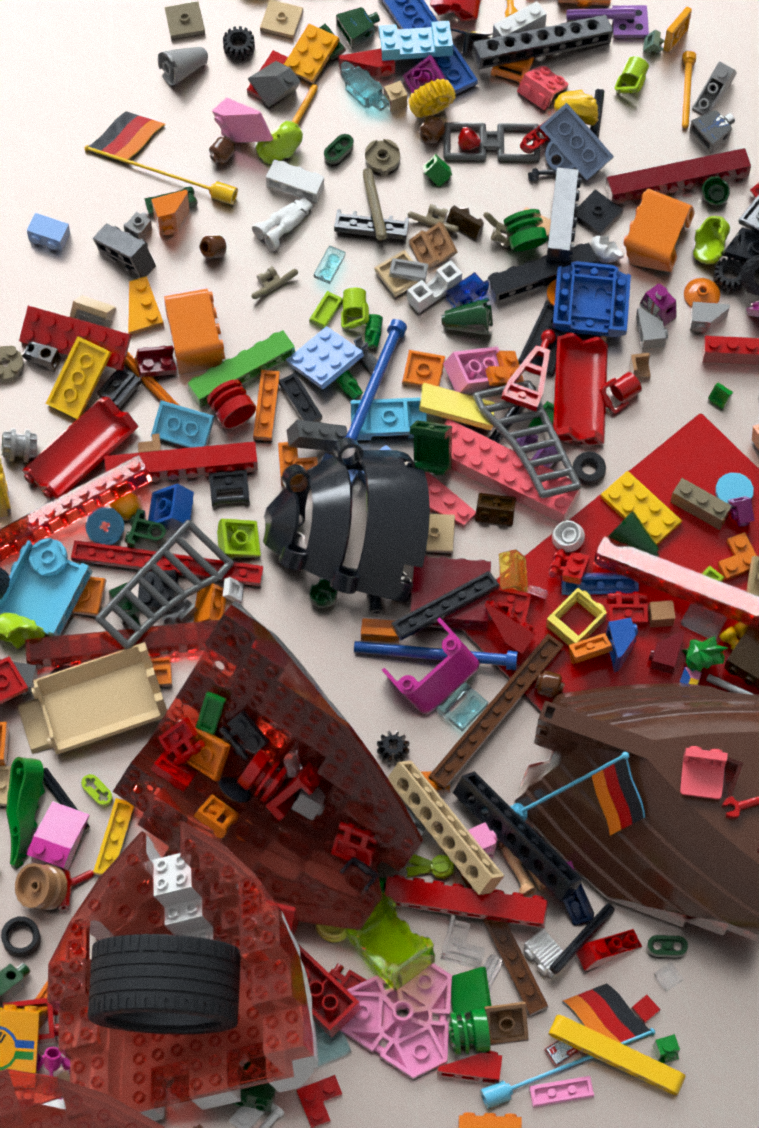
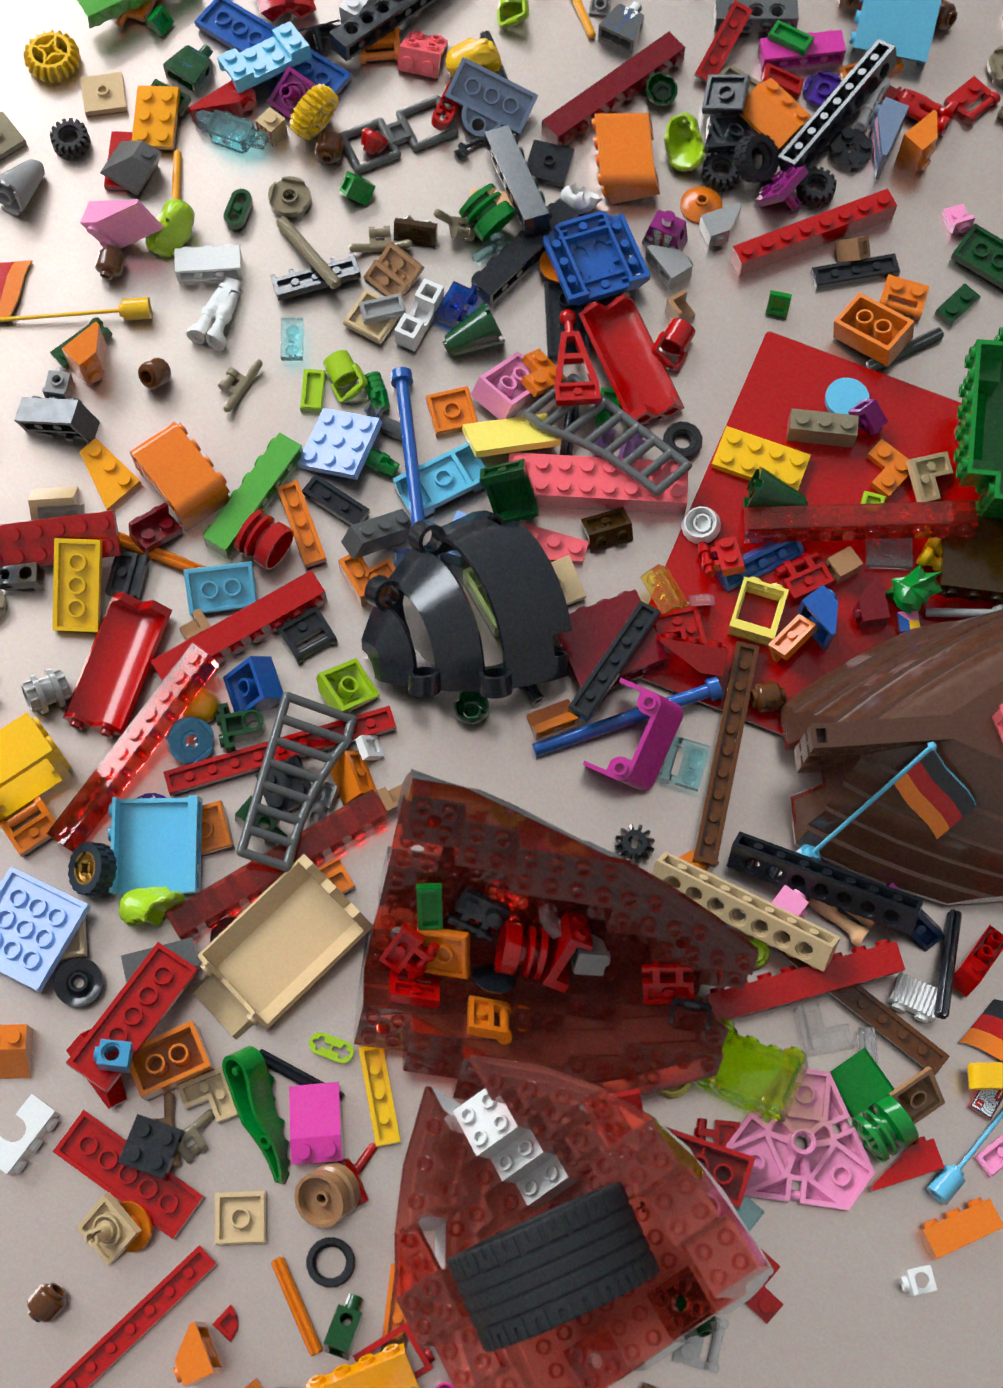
camera: 25 degrees left, 5 degrees up
(48, 557) = (144, 805): medium azure tile -> none
(517, 259) = (493, 247): none -> clear light blue bar

